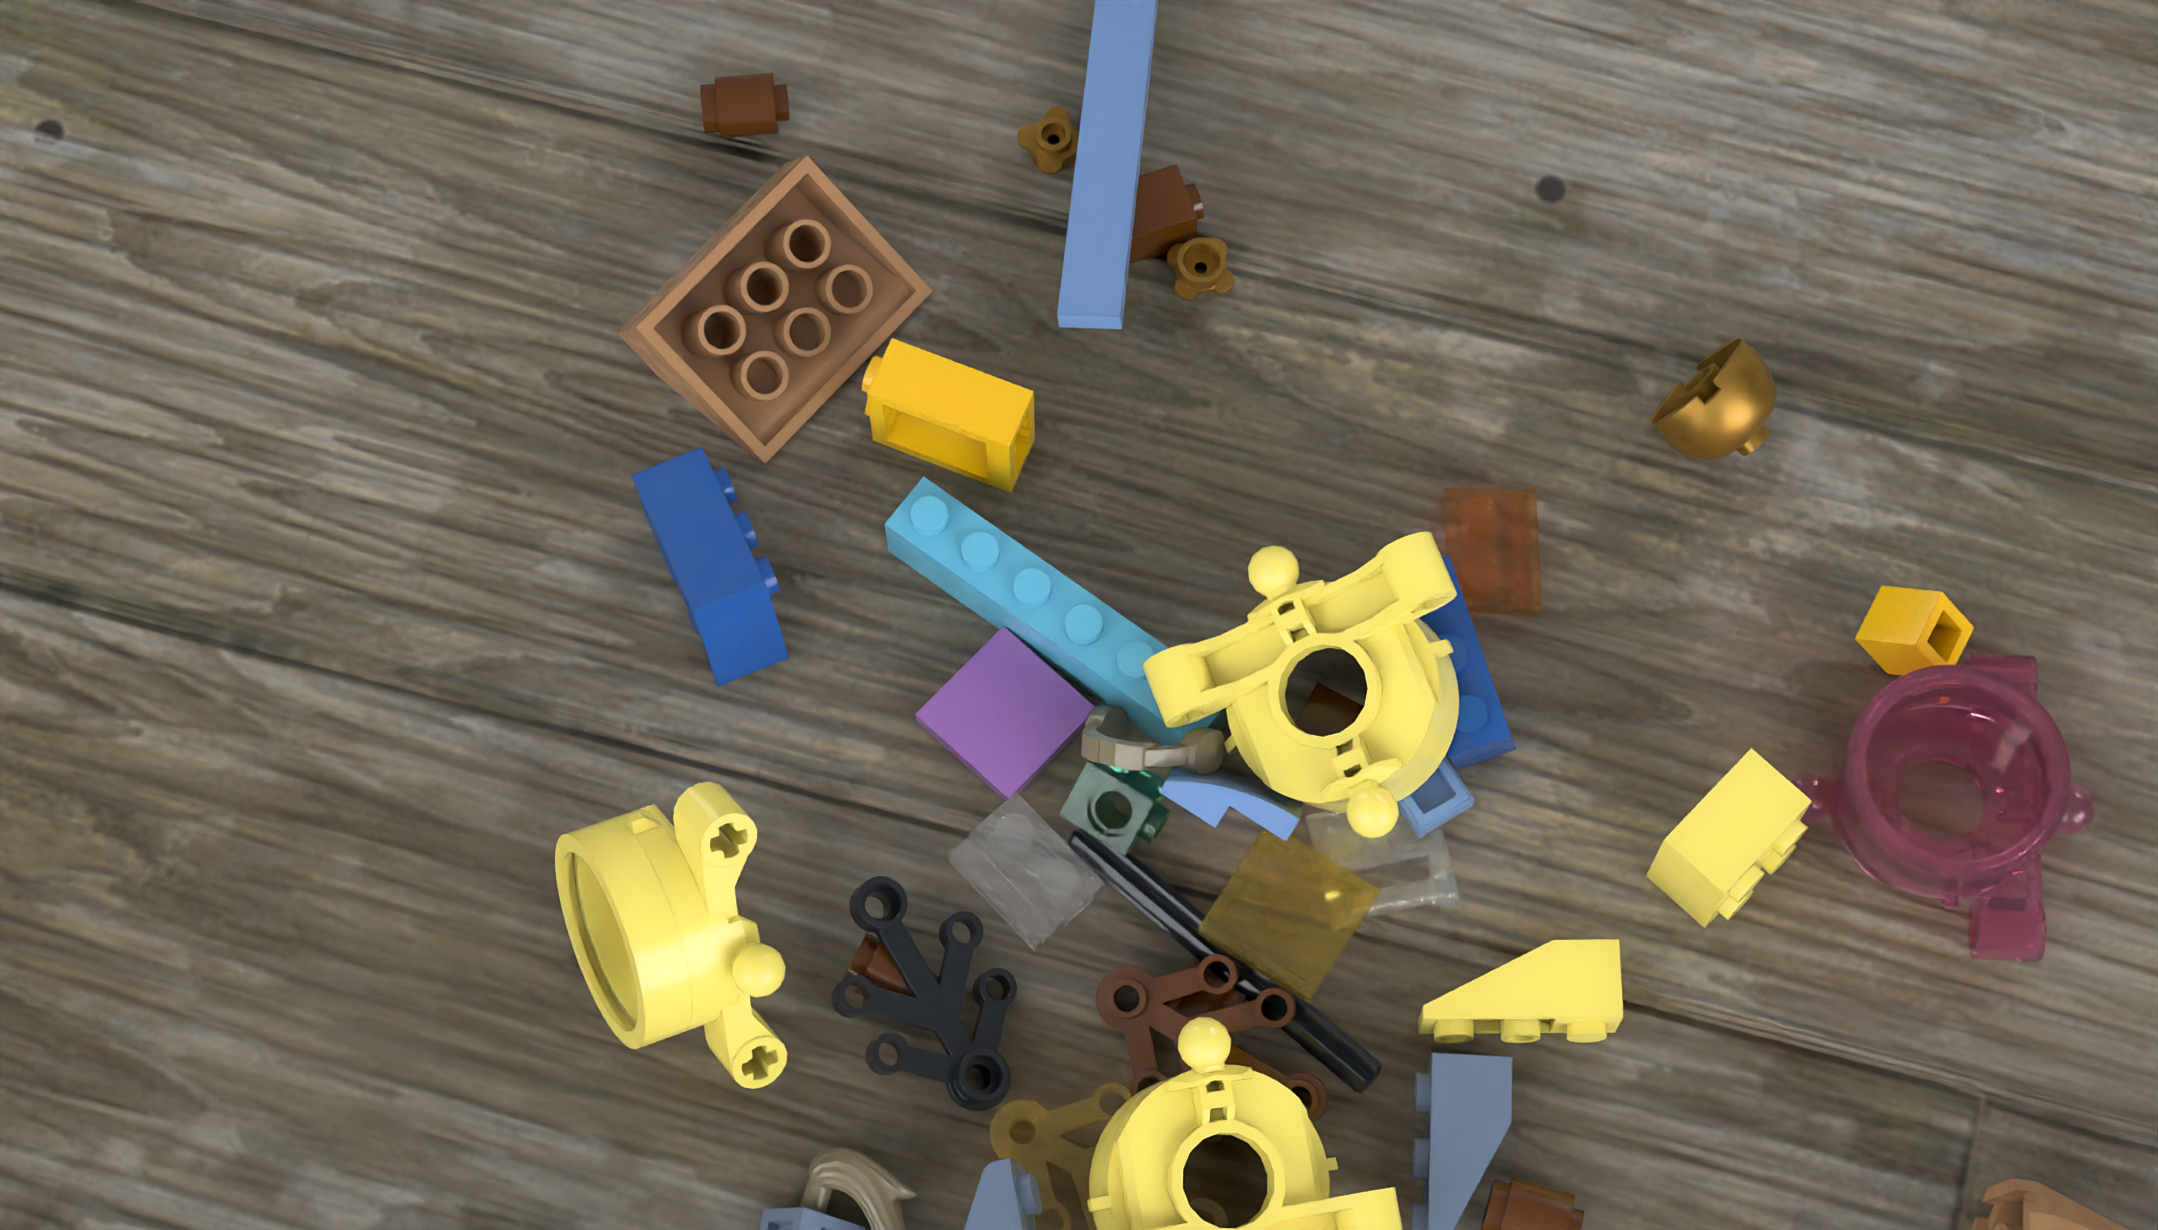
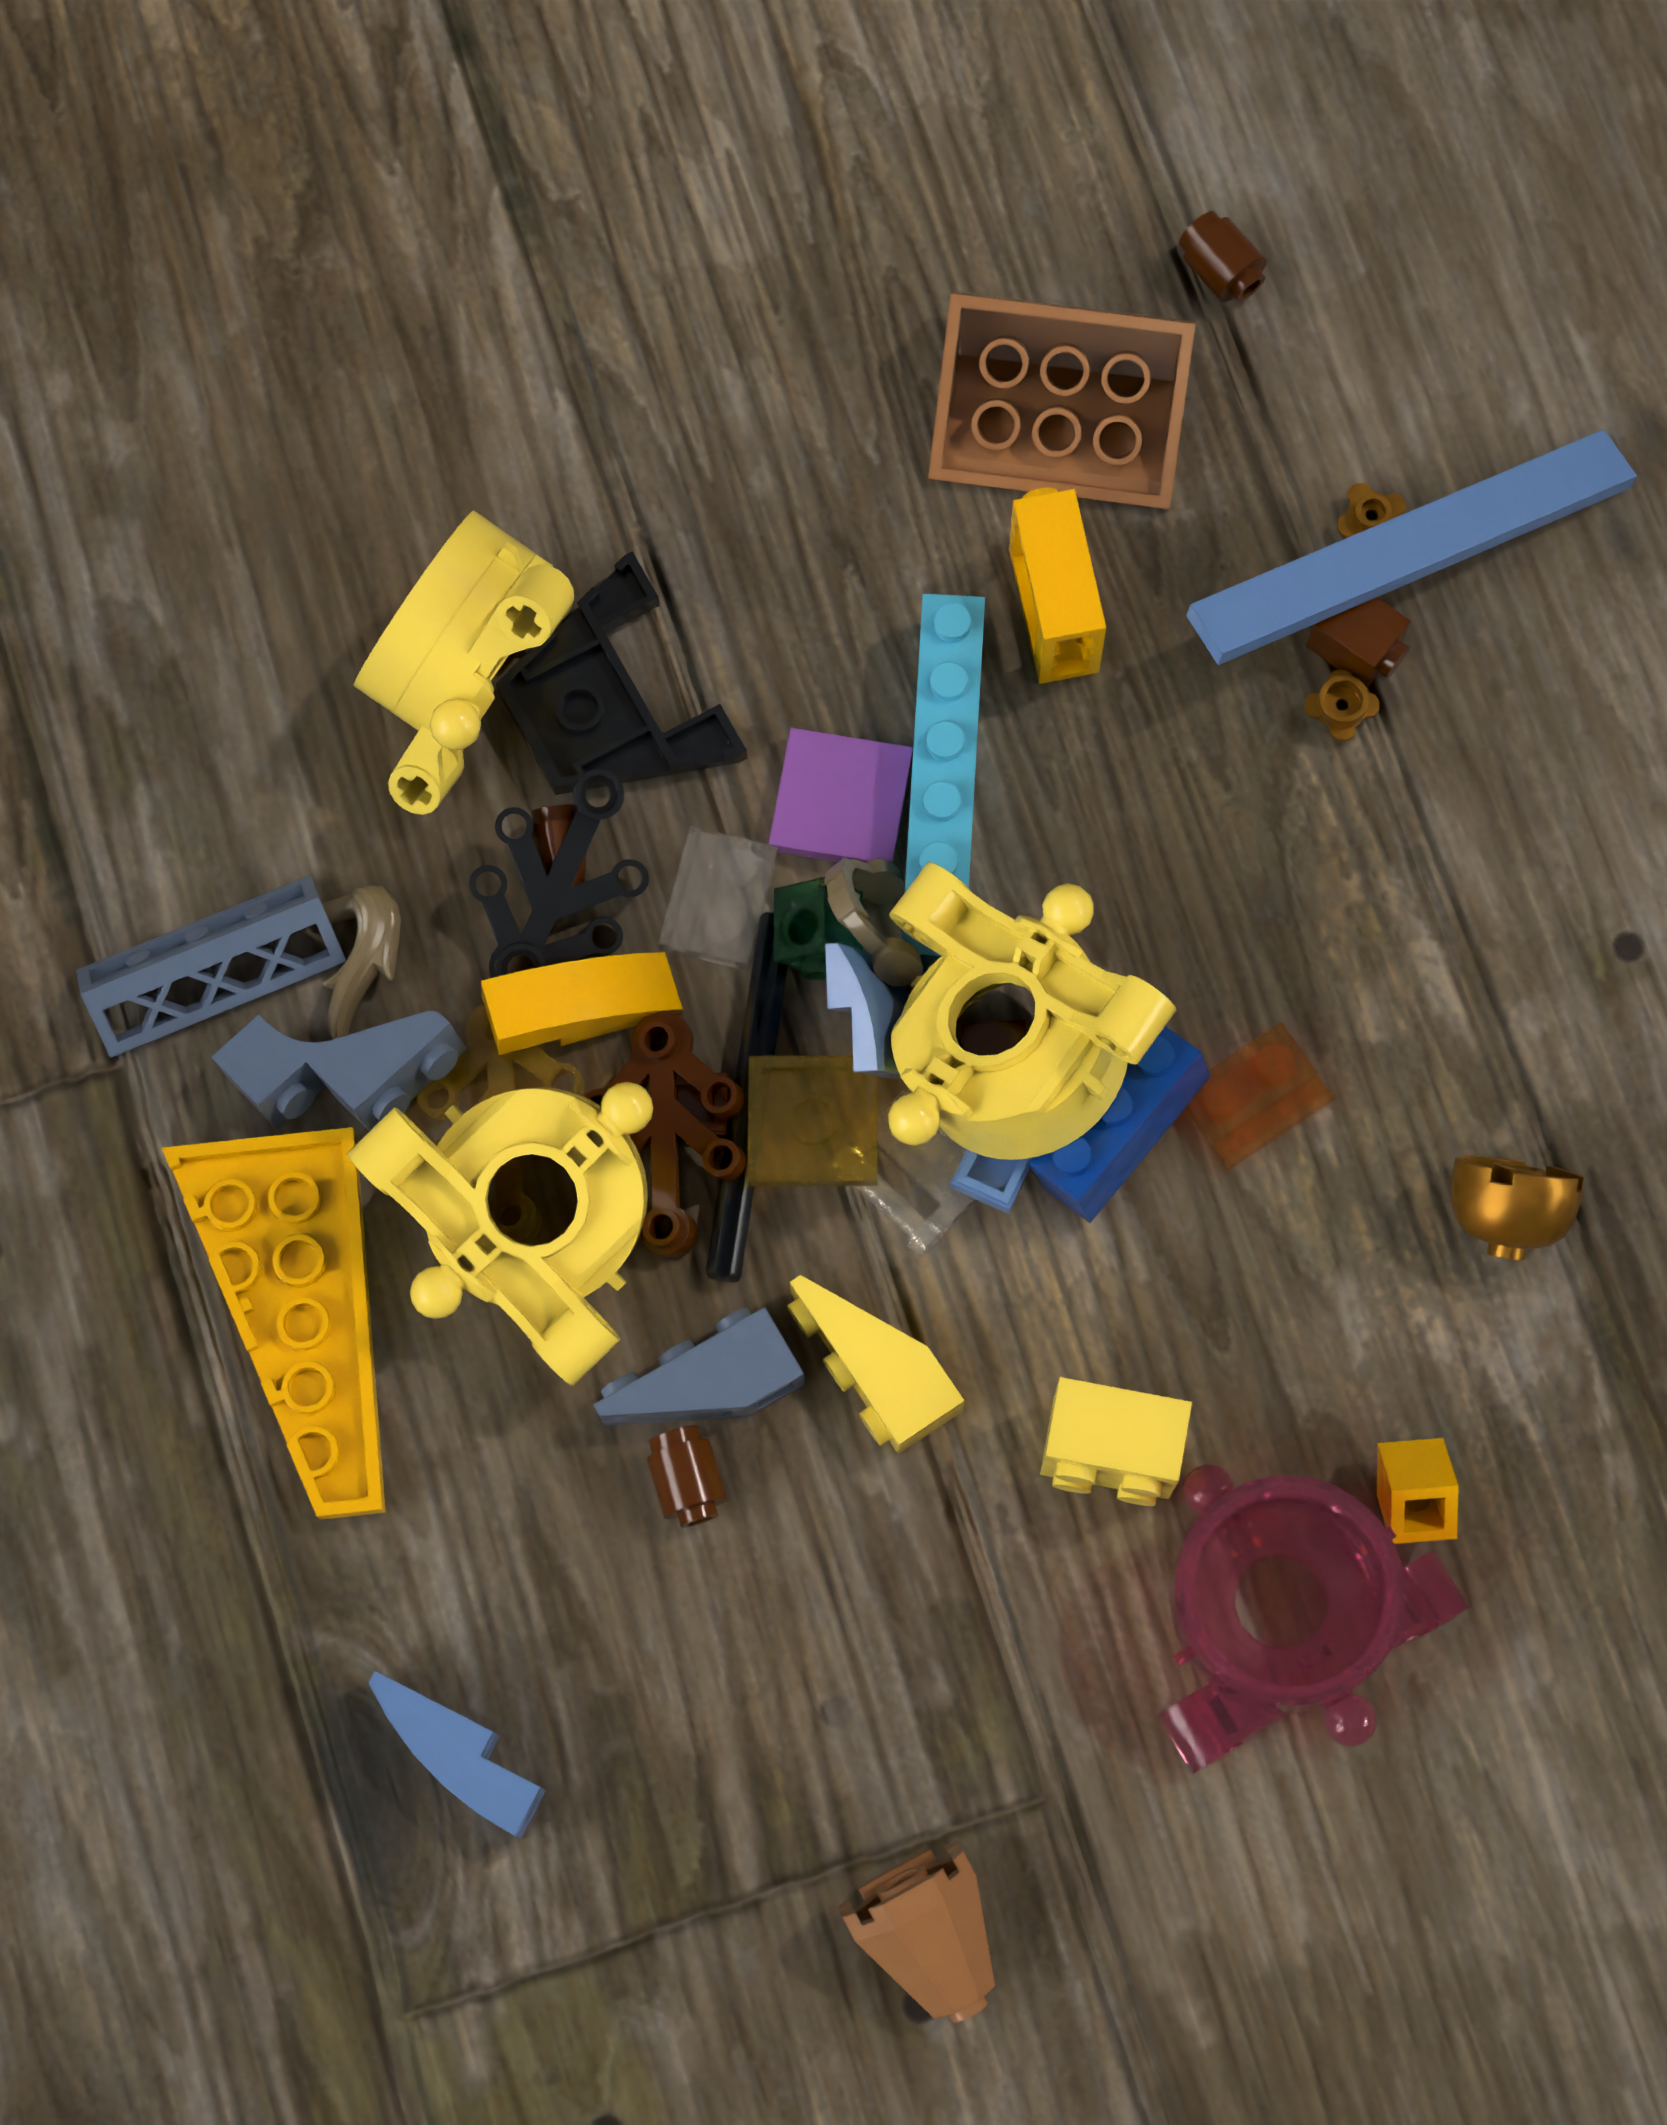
camera: 60 degrees right, 5 degrees up
(713, 563) = (804, 489): blue wedge -> none
(805, 869) = (584, 708): none -> black wing
(1045, 1045) = (577, 999): none -> yellow slope

